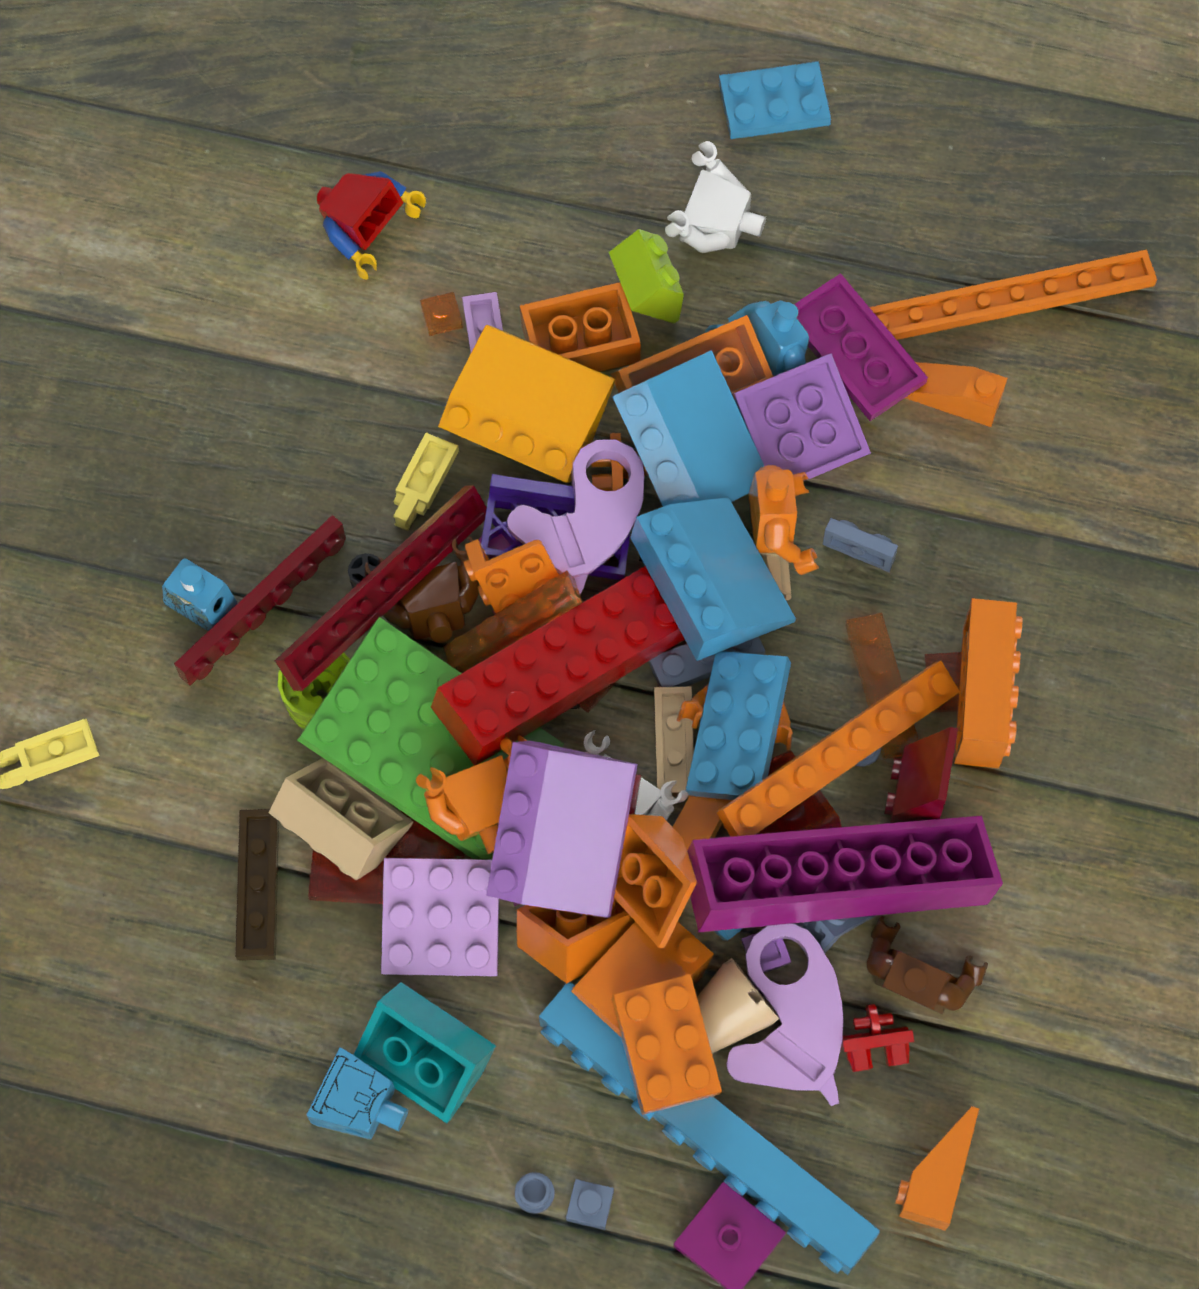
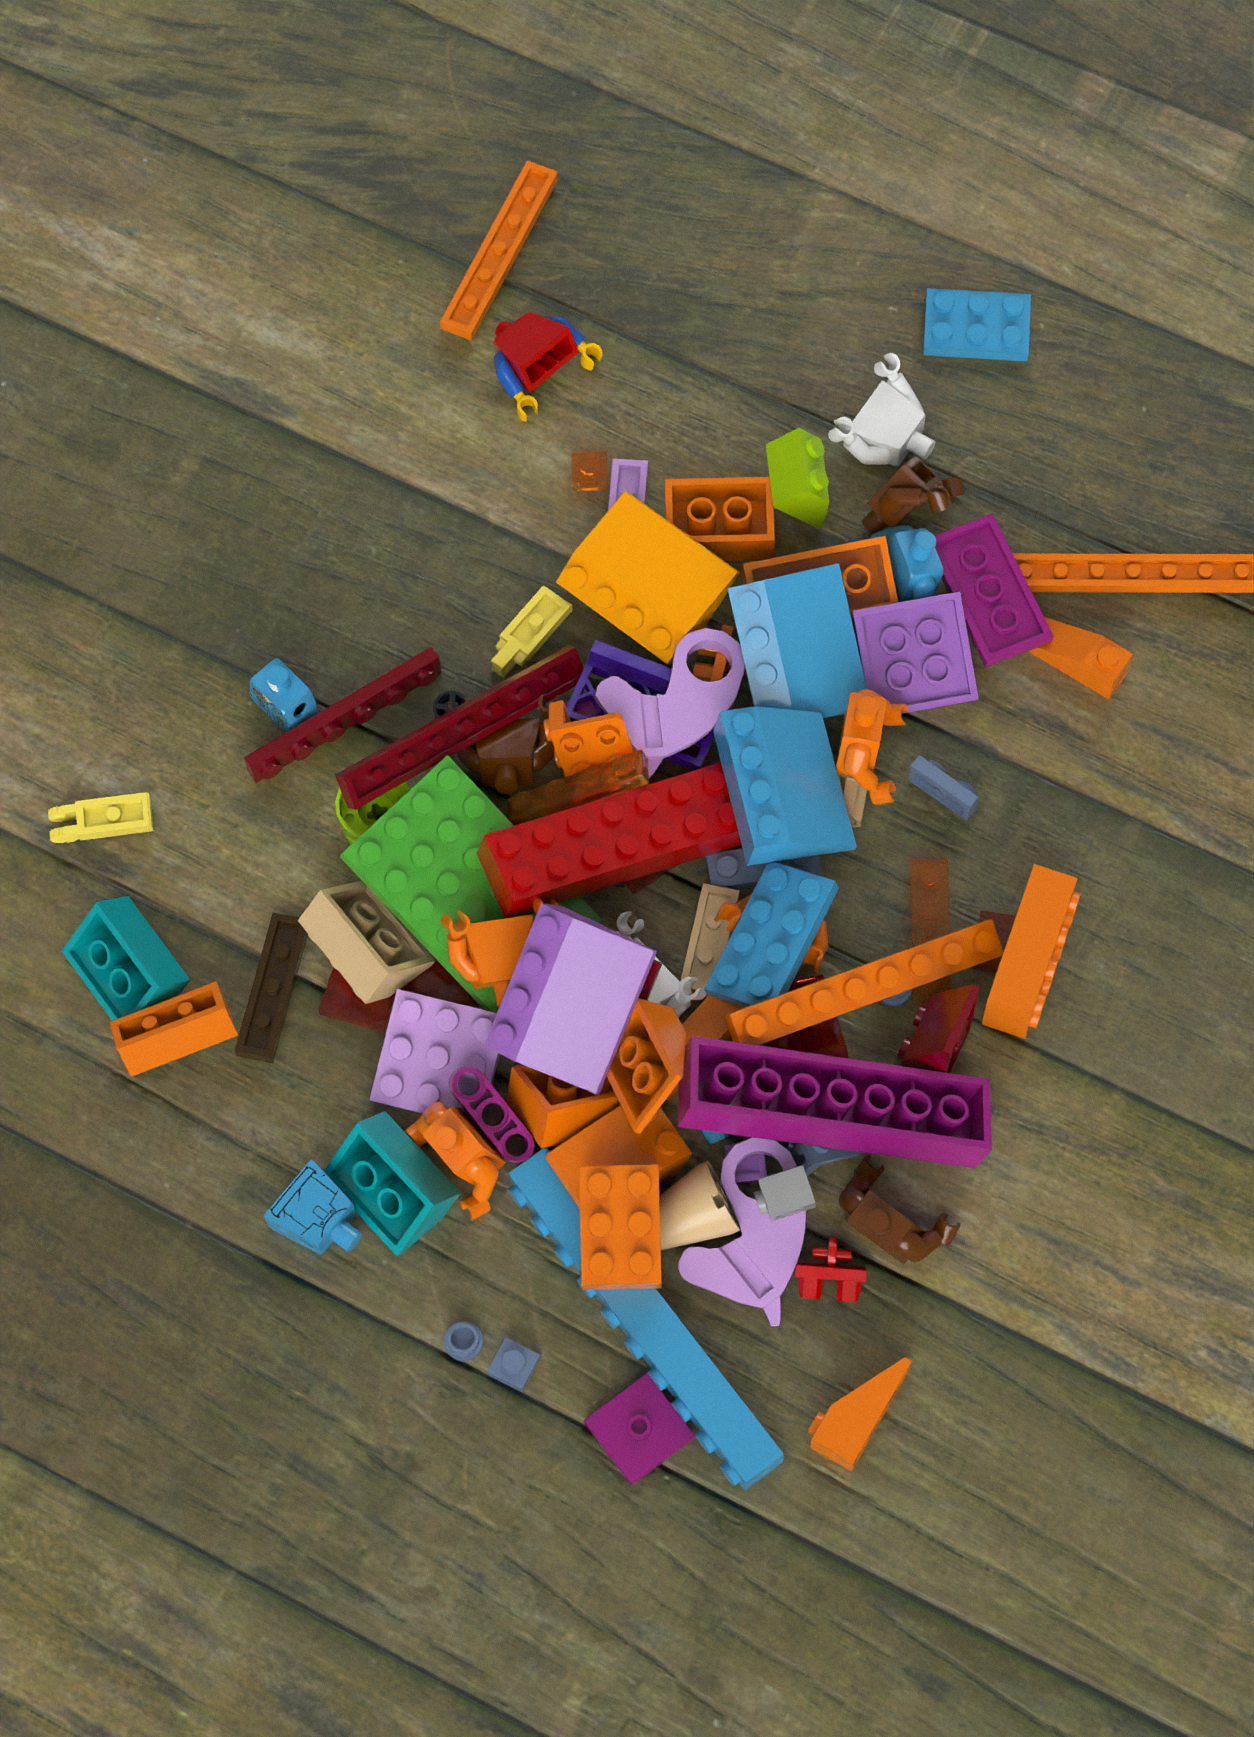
camera: 15 degrees right, 0 degrees up
(103, 894) = (123, 959): none -> teal slope
(169, 948) = (173, 1029): none -> orange brick
(301, 122) = (499, 250): none -> orange plate
(488, 1002) = (462, 1149): none -> orange torso
(524, 969) = (508, 1122): none -> magenta beam
(751, 270) = (907, 489): none -> reddish brown torso
(816, 973) = (785, 1194): none -> light grey brick

